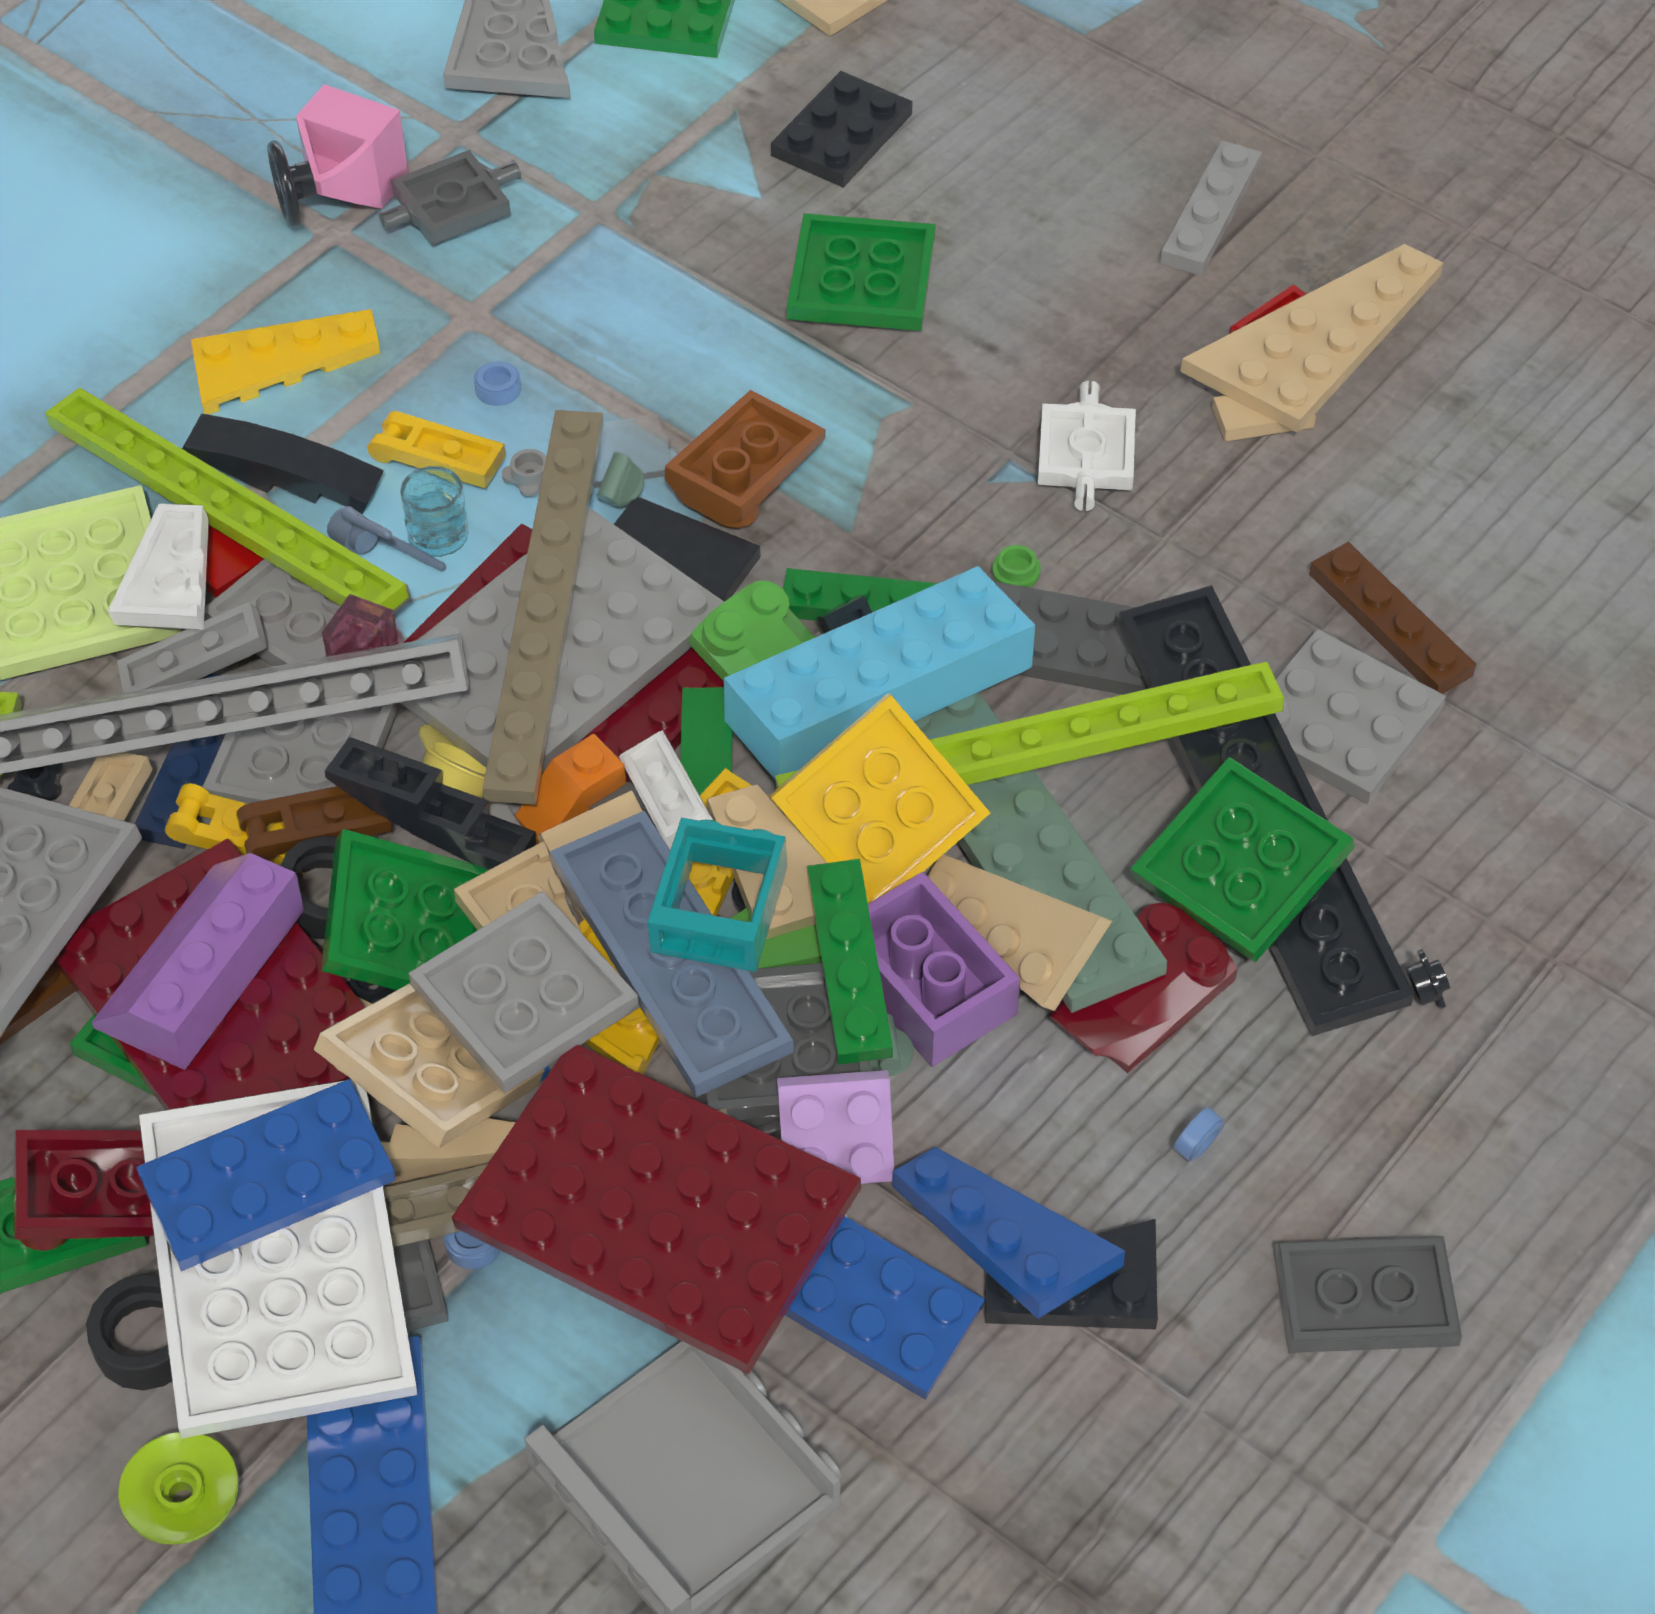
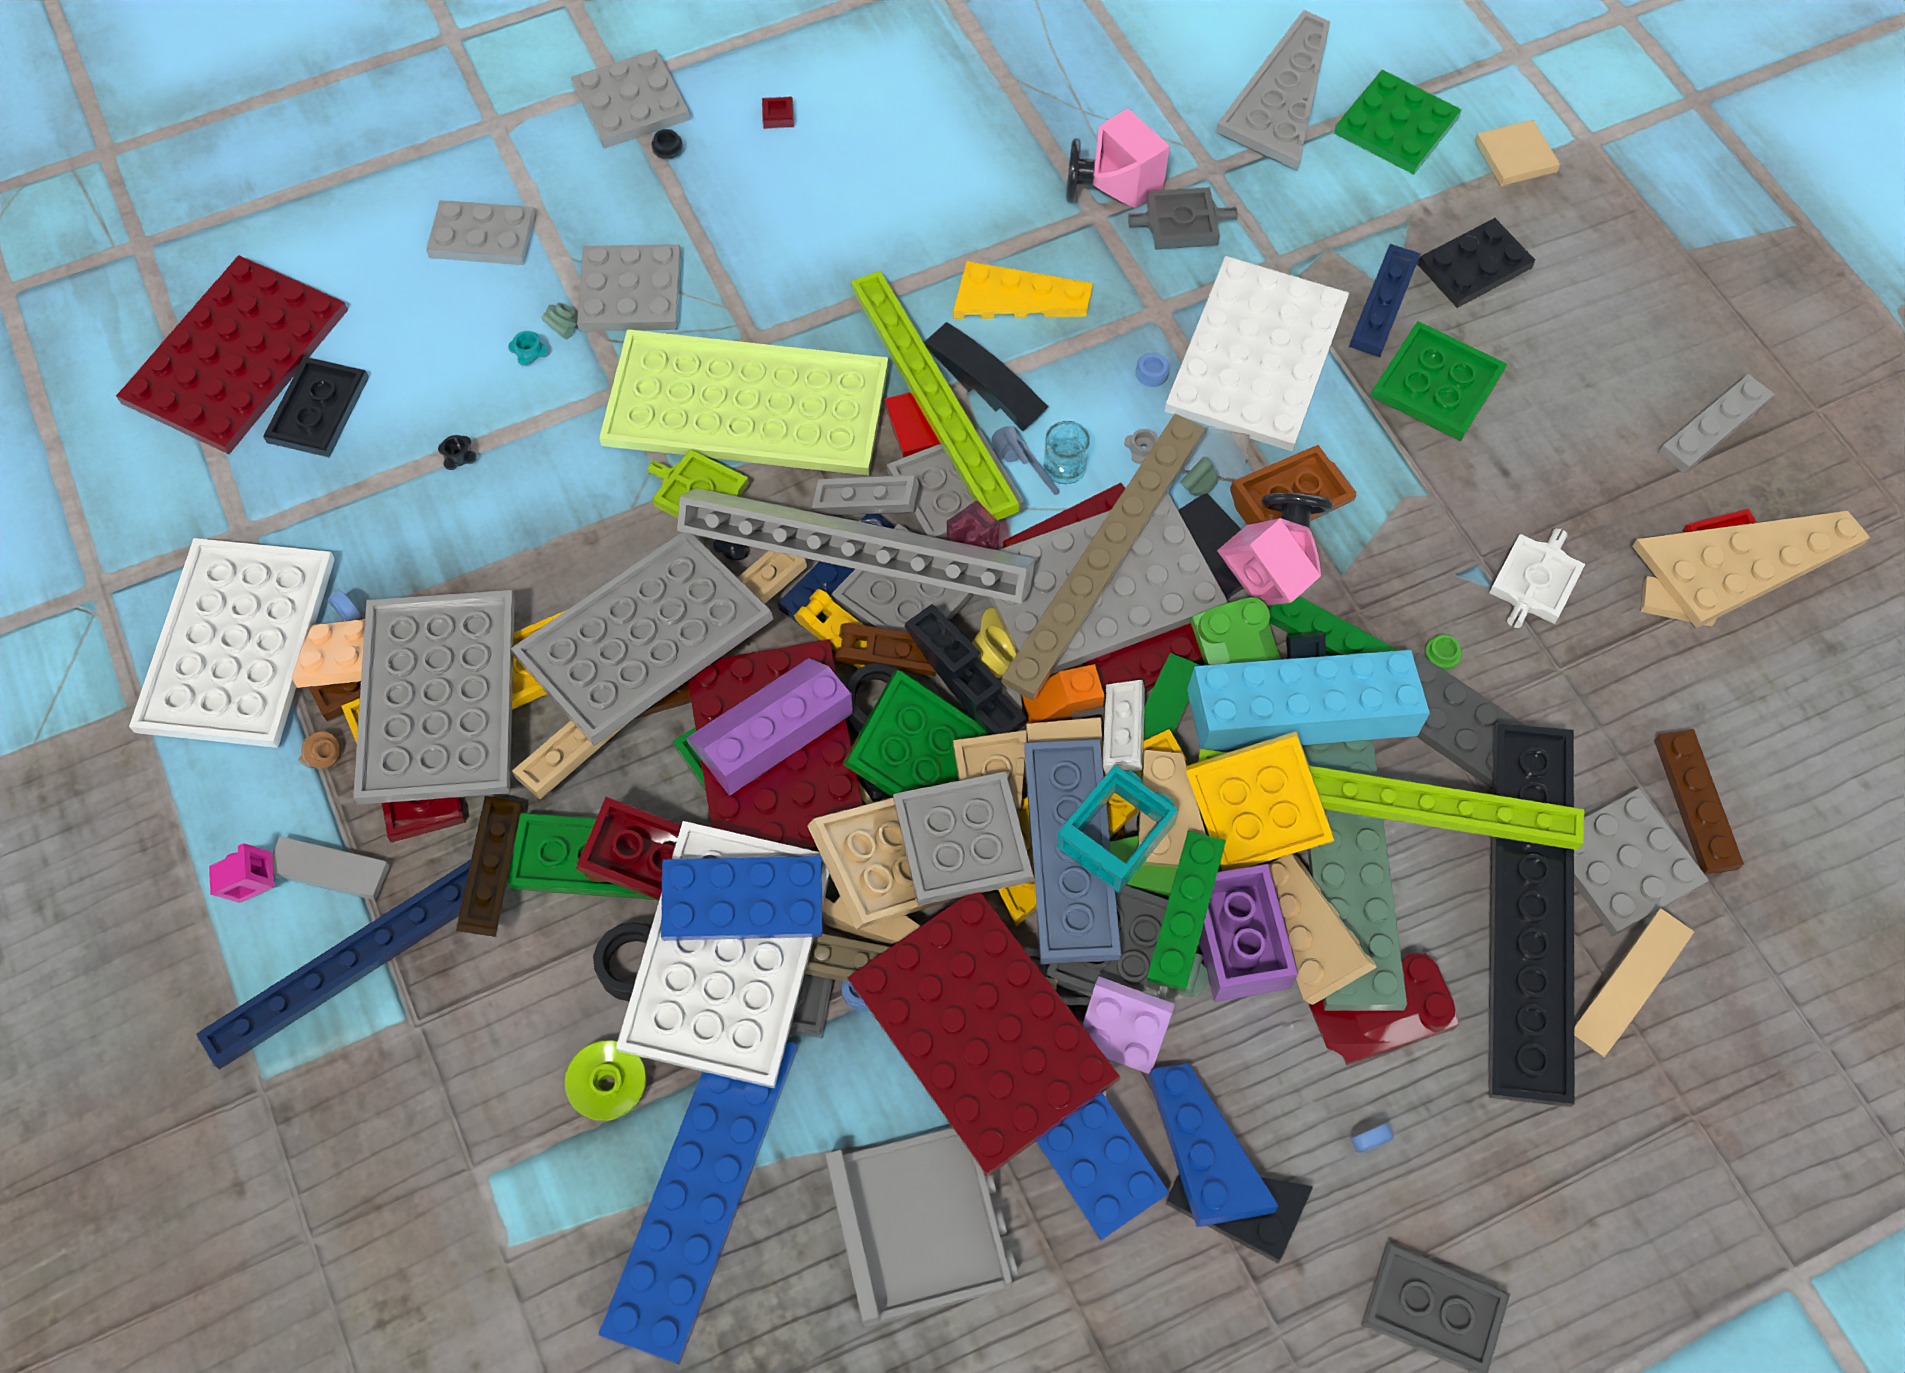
camera: 25 degrees right, 10 degrees up
(167, 572) = (873, 430): white wing -> none
(433, 444) = (1090, 405): yellow plate -> none
(622, 317) = (1257, 353): none -> white plate
(751, 205) = (1384, 300): none -> dark blue plate
(762, 521) = (1278, 555): none -> bright pink piece
(1242, 859) = (1497, 950): green plate -> none
(1414, 839) = (1632, 982): none -> tan slope
(1428, 980) = (1591, 1095): black plate -> none

